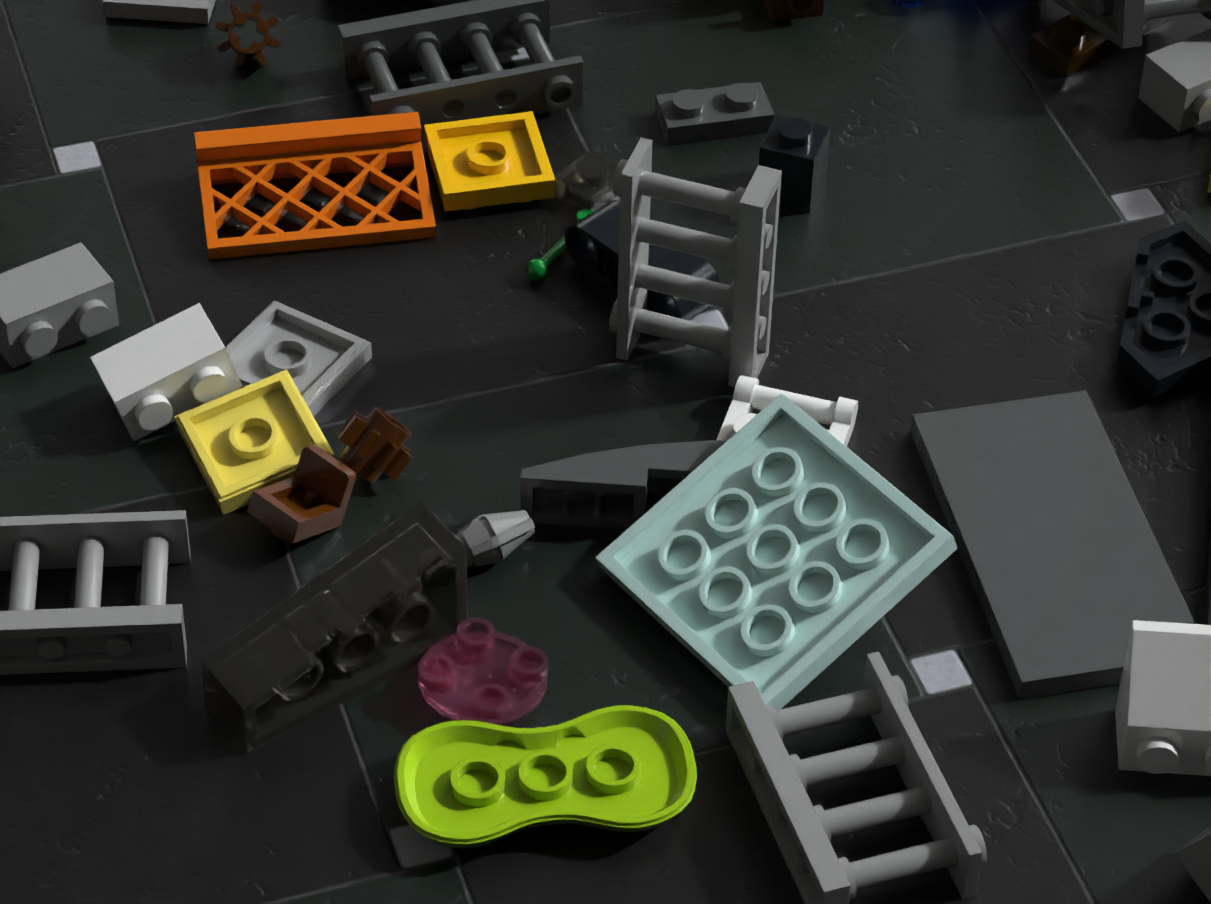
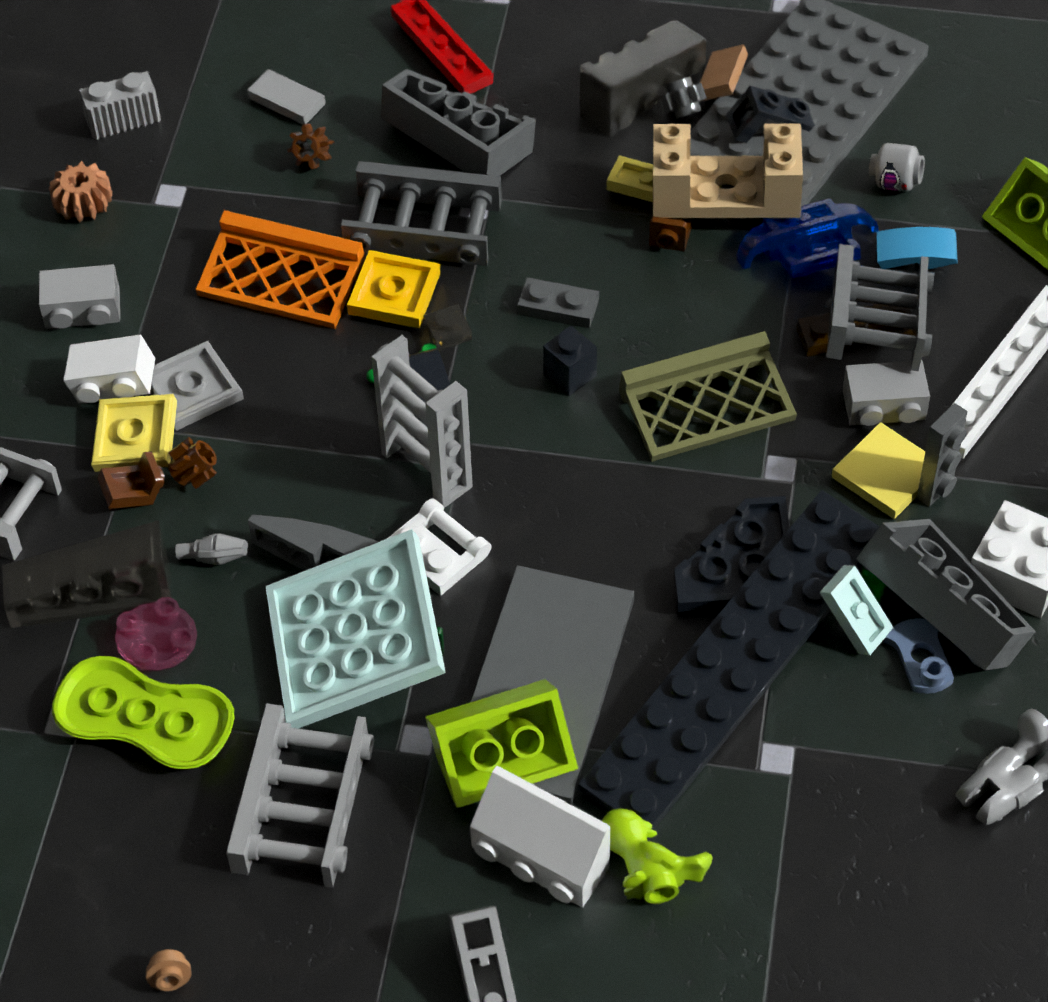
camera: 30 degrees right, 10 degrees up
(962, 126) = (700, 366): none -> olive fence
(1069, 611) = (511, 730): none -> lime slope

